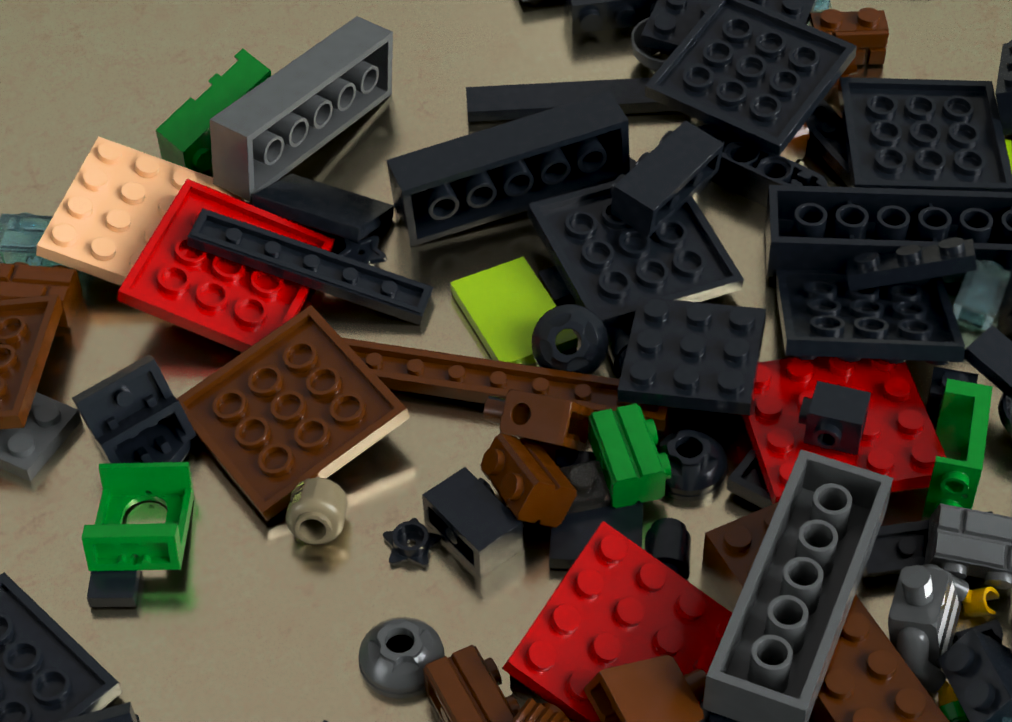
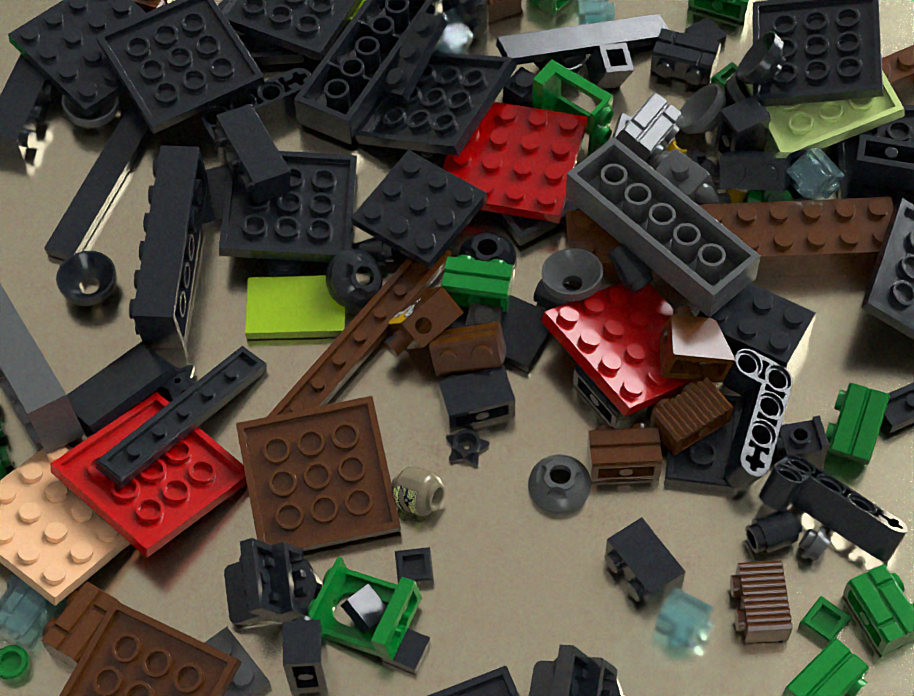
camera: 65 degrees left, 10 degrees up
(54, 478) = (304, 654): none -> black brick
(141, 509) = (364, 608): none -> tile
(223, 552) = (415, 565): none -> black tile
(440, 122) = (84, 268): none -> black piece
(681, 521) = (572, 265): none -> dark grey piece
(725, 592) = (630, 269): none -> black cone
(835, 417) = (527, 151): black brick -> none

